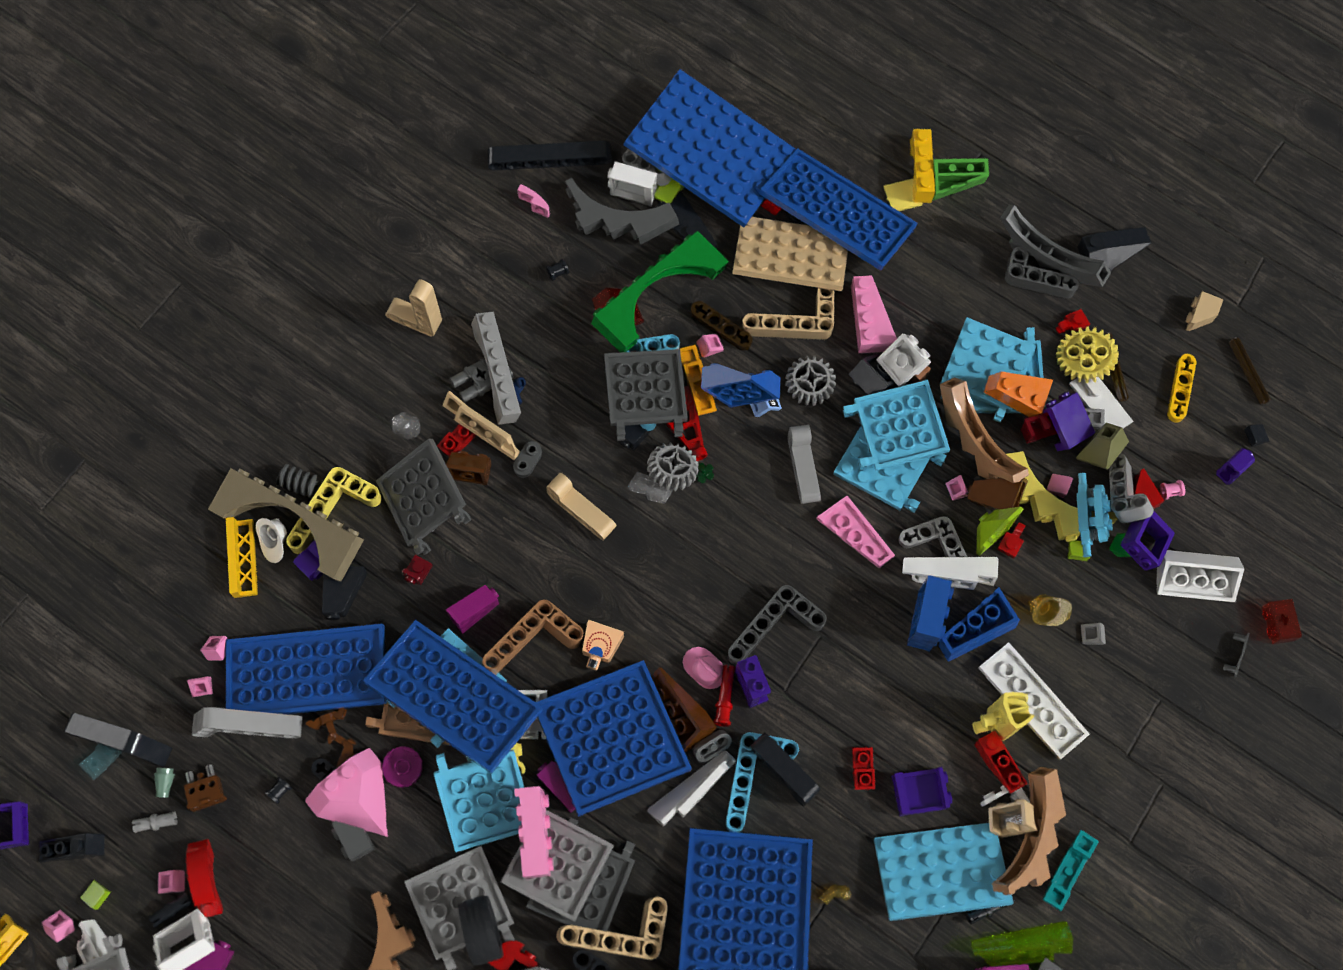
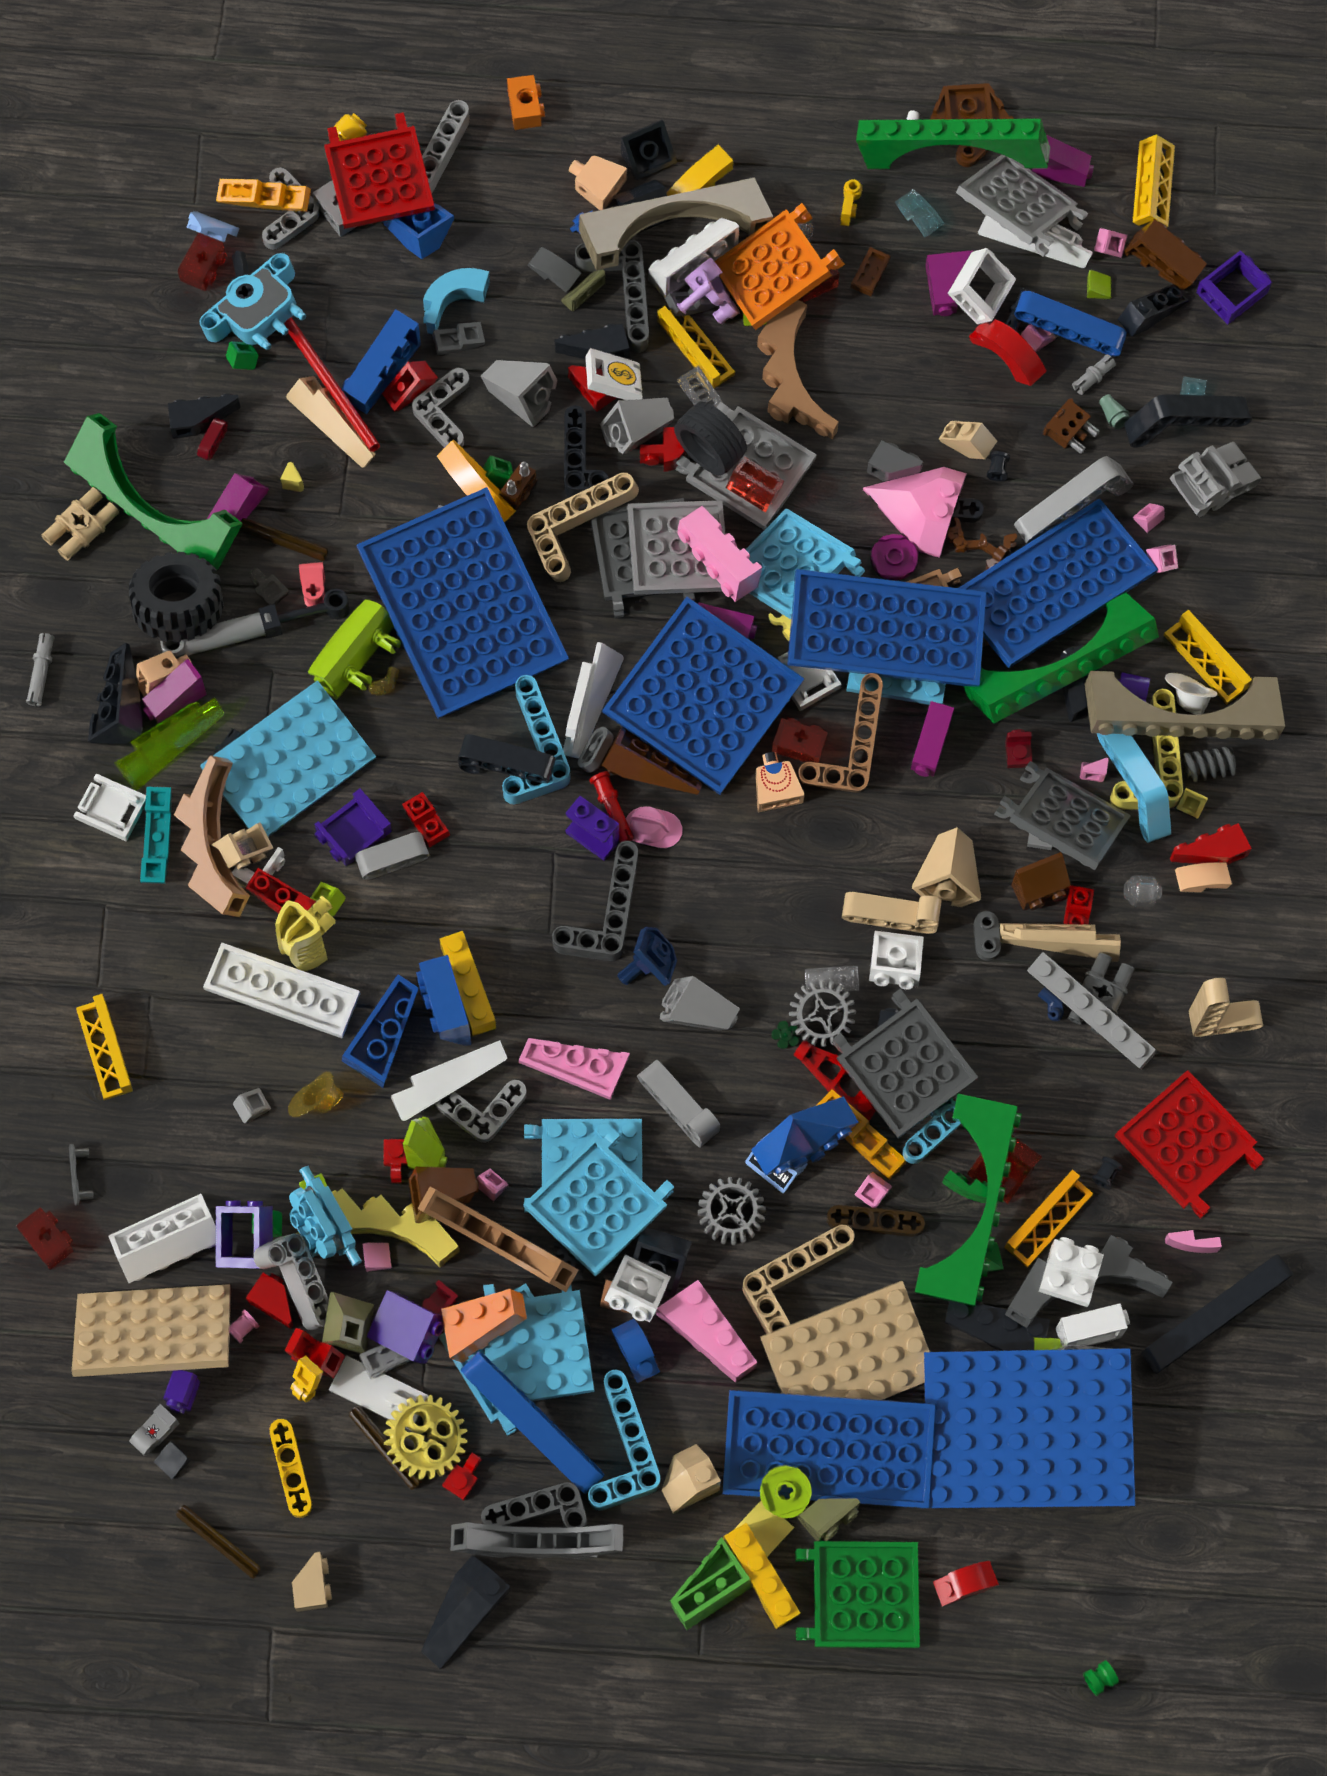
camera: 150 degrees right, 0 degrees up
(26, 886) = (1166, 253): none -> reddish brown wedge
(134, 680) = (1214, 477): none -> light grey connector
(141, 871) = (1070, 323): none -> blue beam
(284, 825) = (968, 438): none -> tan slope
(285, 600) = (1124, 630): none -> green arch
(327, 463) = (1192, 803): none -> light yellow slope
(333, 423) = (1224, 846): none -> red slope
(357, 469) = (1143, 782): none -> medium azure beam
(359, 411) = (1201, 876): none -> light nougat slope
(376, 525) = (1094, 771): none -> bright pink slope
(469, 876) = (754, 484): none -> clear red brick
(493, 260) = (1187, 1141): none -> red plate
(522, 513) = (950, 870): none -> tan slope
(560, 654) = (806, 751): none -> clear red brick
(599, 475) = (896, 959): none -> white plate
(612, 269) = (1041, 1212): none -> light orange fence
(625, 214) = (1071, 1271): none -> white plate
(649, 307) = (958, 1183): none -> green slope
(755, 519) = (697, 1005): none -> light grey slope
(756, 12) = (1102, 1677): none -> green wheel
(763, 569) = (653, 955): none -> dark blue piece
(801, 94) = (965, 1582): none -> red brick
(849, 934) = (352, 647): none -> lime piece
(862, 171) = (827, 1514): none -> olive slope
(866, 126) = (863, 1594): none -> green plate
(877, 206) = (798, 1499): none -> lime plate
(901, 629) = (469, 983): none -> yellow arch
(903, 753) = (392, 855): none -> light grey beam
(924, 330) = (636, 1350): none -> blue brick
(933, 238) = (690, 1479): none -> tan slope
(956, 280) = (631, 1445): none -> medium azure beam
(966, 751) = (332, 894): none -> lime slope
(1018, 319) = (532, 1422): none -> blue beam
(1093, 919) = (107, 806): none -> white container
(1137, 446) = (320, 1353): none -> red brick
(1148, 428) = (307, 1378): none -> yellow plate
(1174, 733) = (113, 1046): none -> yellow fence
(1239, 513) = (152, 1330): none -> tan plate
(1265, 457) = (154, 1430): none -> light grey leg

